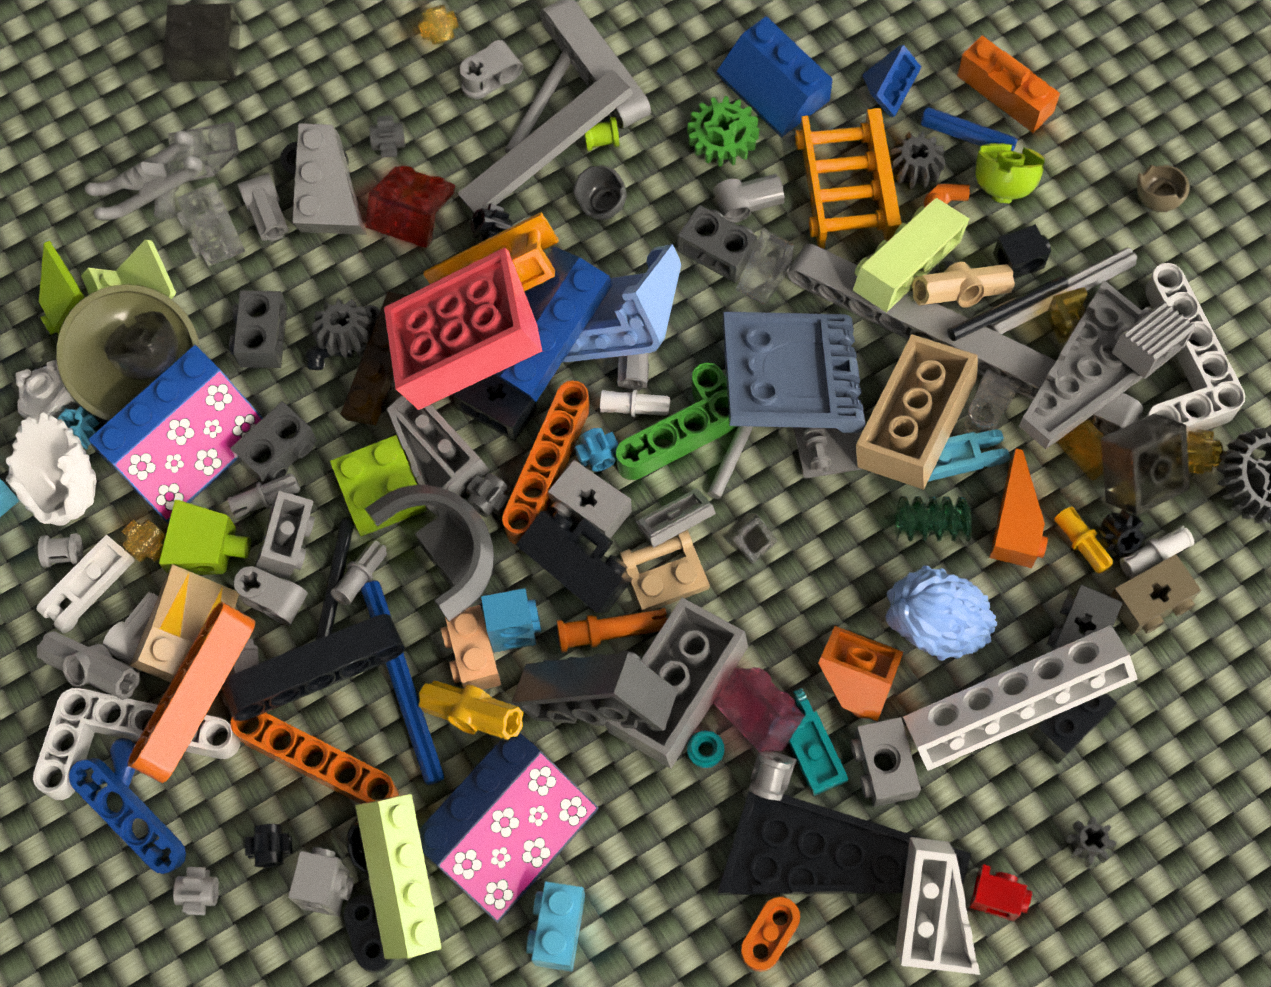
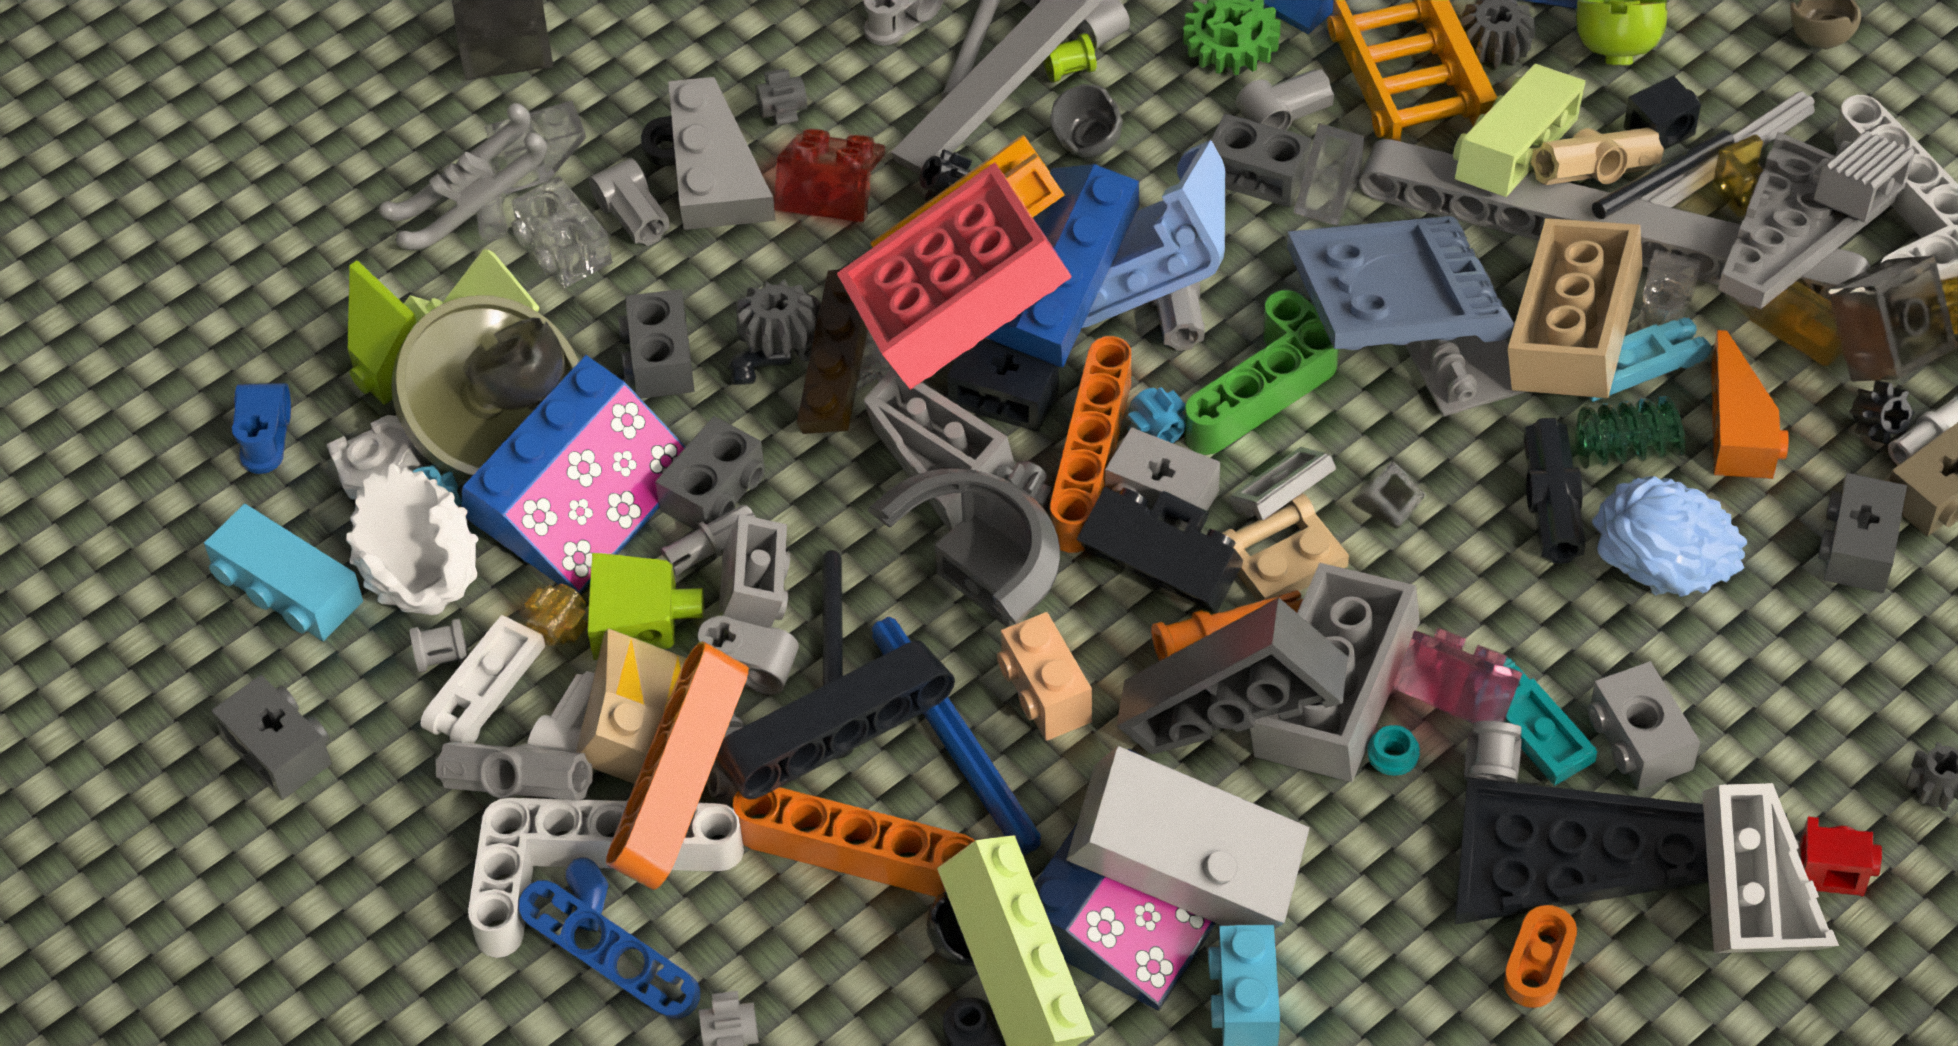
camera: 10 degrees left, 15 degrees down
(268, 845) = (818, 955): black gear -> none
(321, 882) = (908, 981): light grey brick -> none
(359, 572) = (864, 611): light grey axle -> none
(371, 475) = (846, 485): lime brick -> none
(471, 709) = (1063, 738): yellow piece -> none
(510, 620) = (1095, 623): dark azure brick -> none
(535, 814) = (1187, 842): none -> brick
(634, 403) = (1191, 360): white axle -> none
(729, 461) = (1339, 401): light grey bar -> none
(859, 671) = (1581, 627): orange slope -> none
(868, 556) = (1554, 490): none -> black piece
(948, 193) = (1559, 60): orange arm -> none
(1020, 697) = (1803, 609): white brick -> none
(1064, 731) = (1879, 637): black brick -> none
(1084, 539) = (1834, 430): yellow axle -> none

